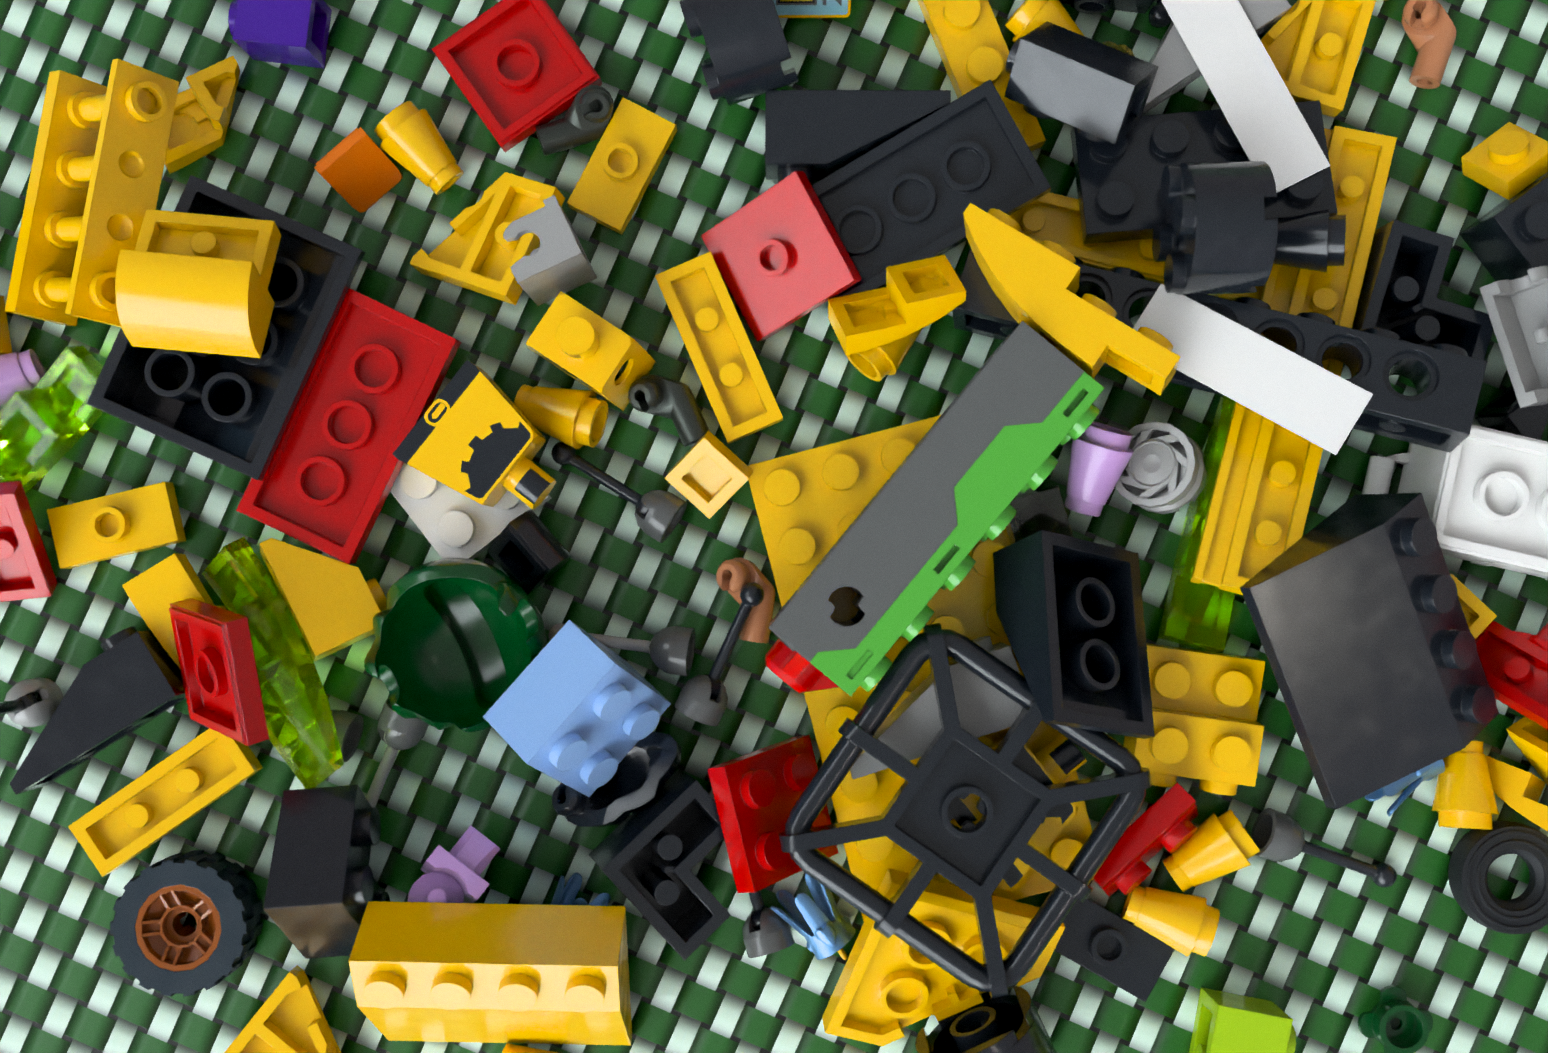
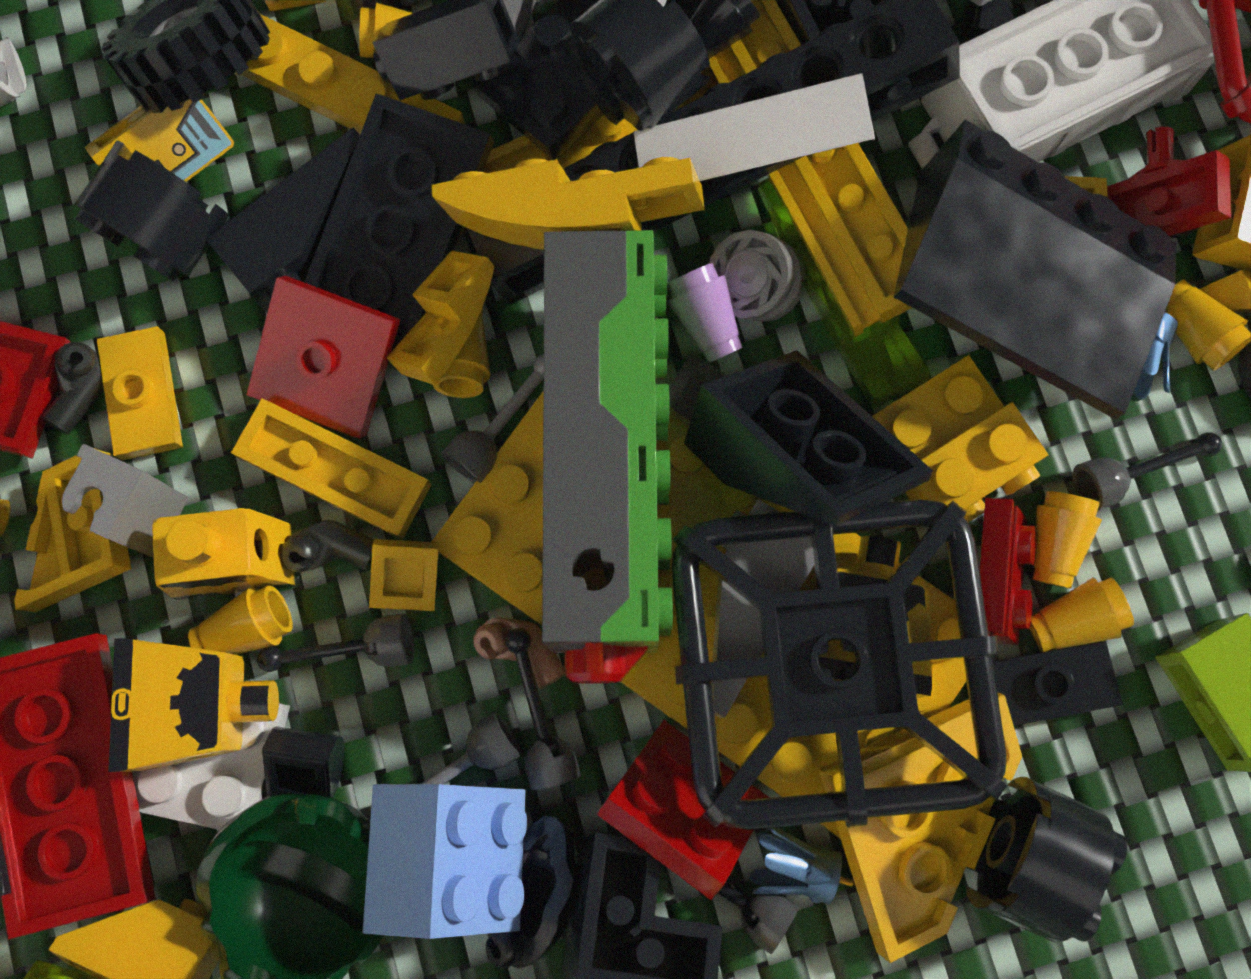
camera: 40 degrees left, 10 degrees down
(834, 423) = (474, 451): none -> dark grey hinge

